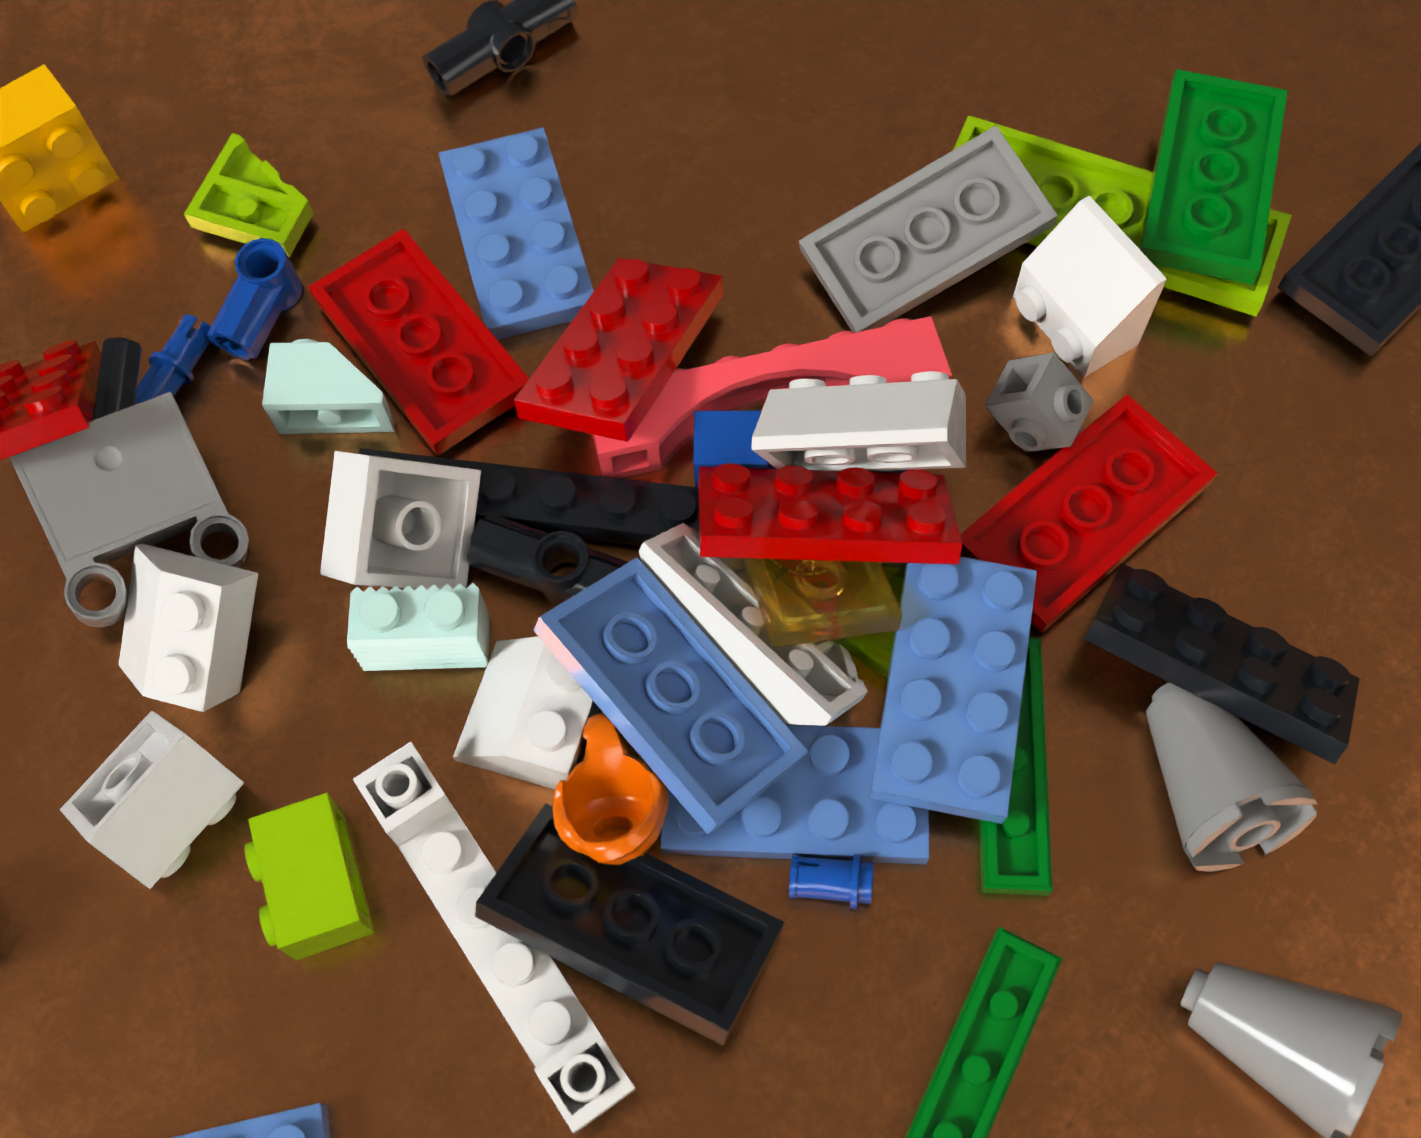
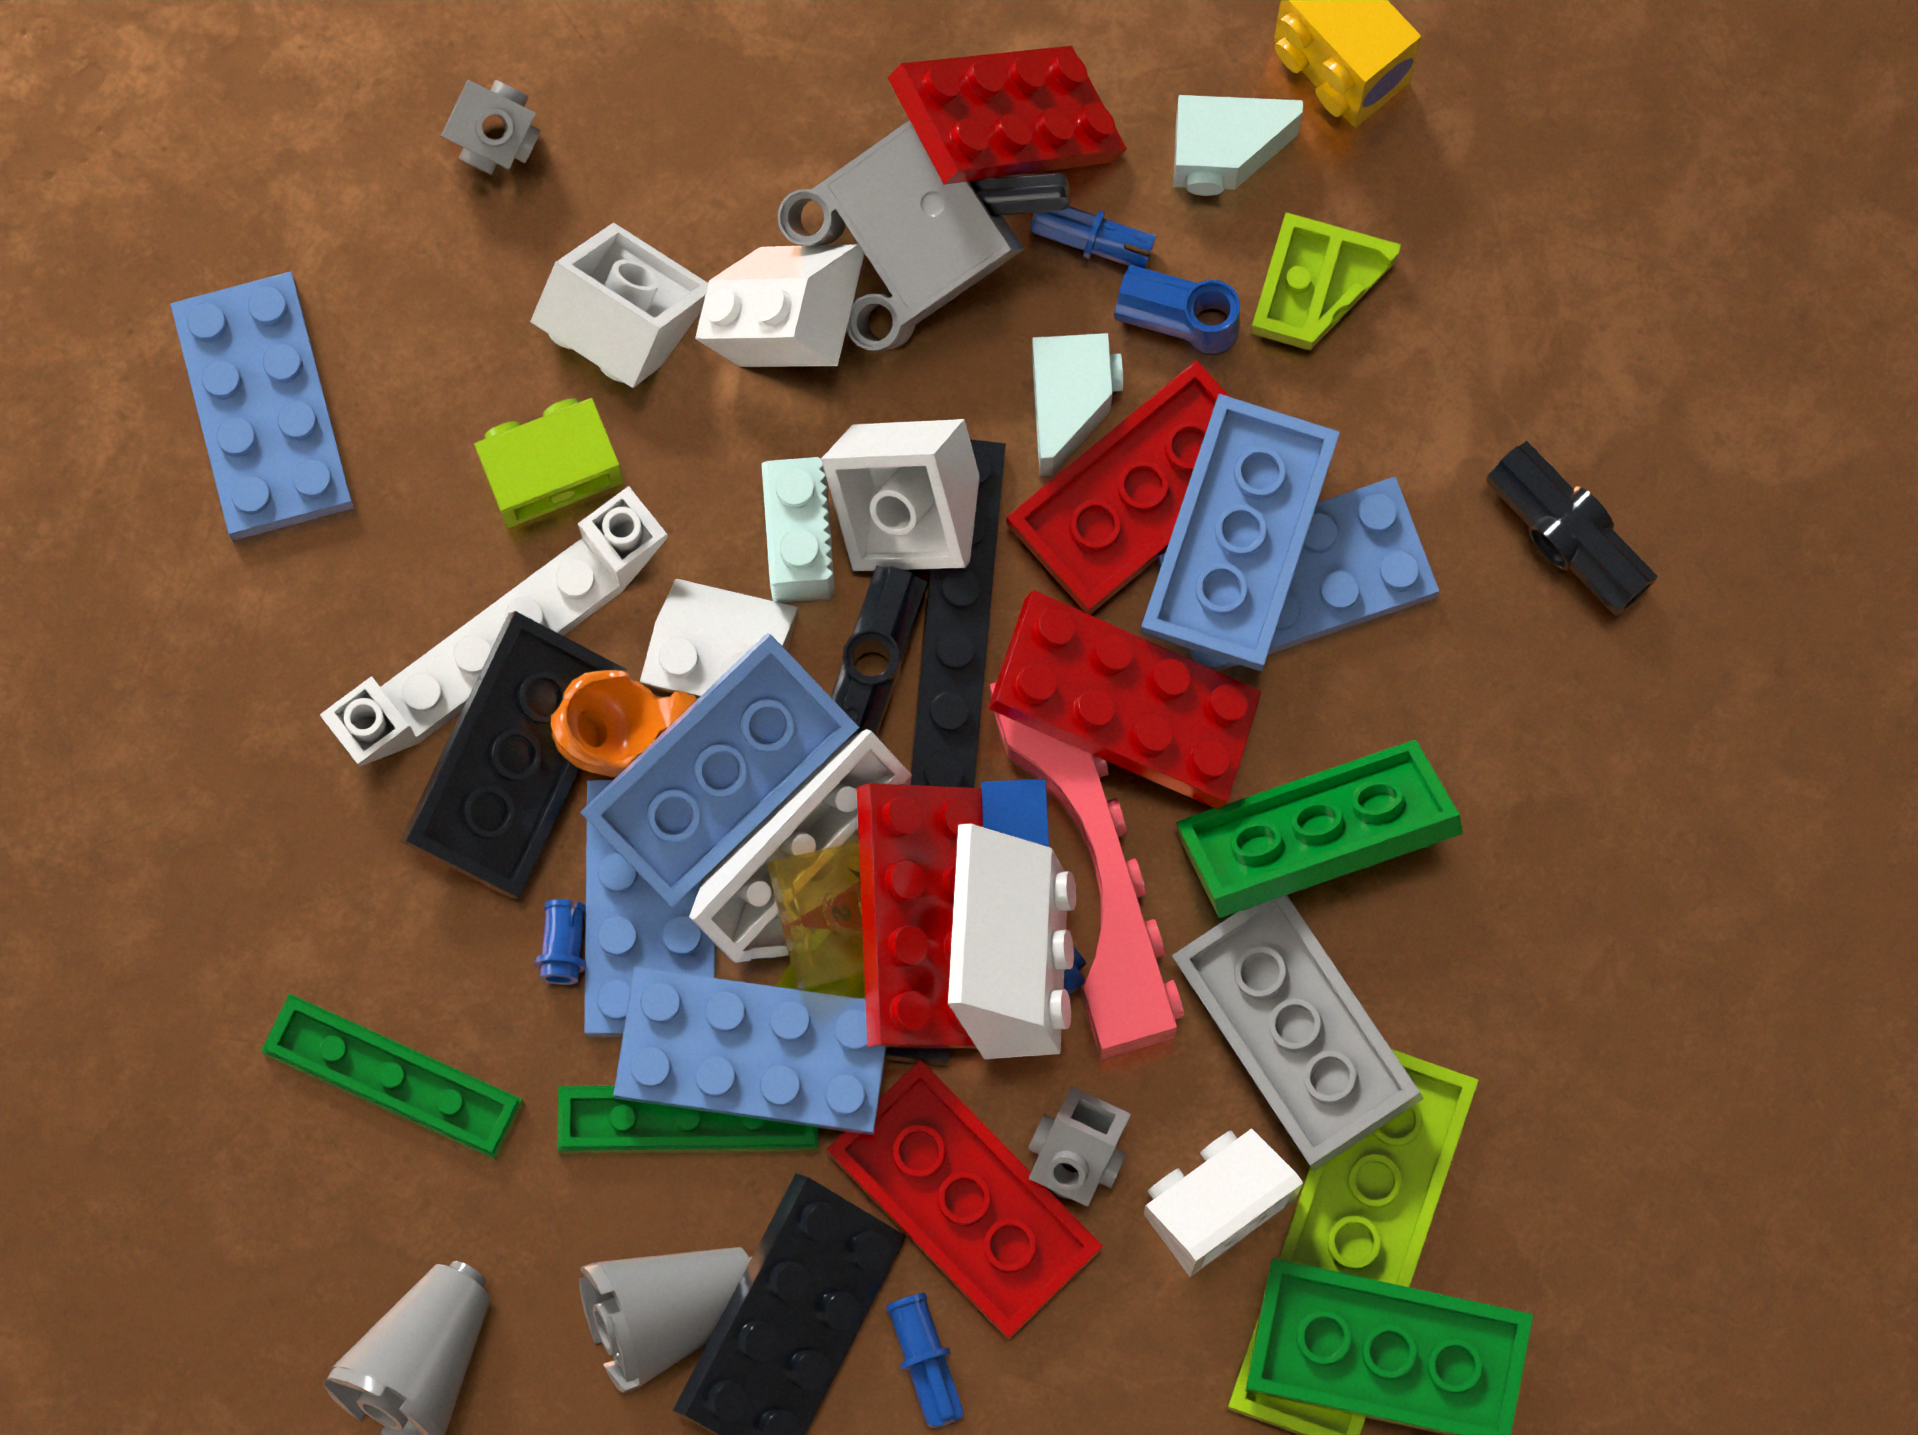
camera: 85 degrees right, 10 degrees up
(102, 260) = (1229, 139): none -> light aqua slope
(476, 249) = (1240, 532): none -> medium blue plate
(751, 211) = (1318, 828): none -> green plate
(1237, 551) = (925, 1360): none -> blue axle

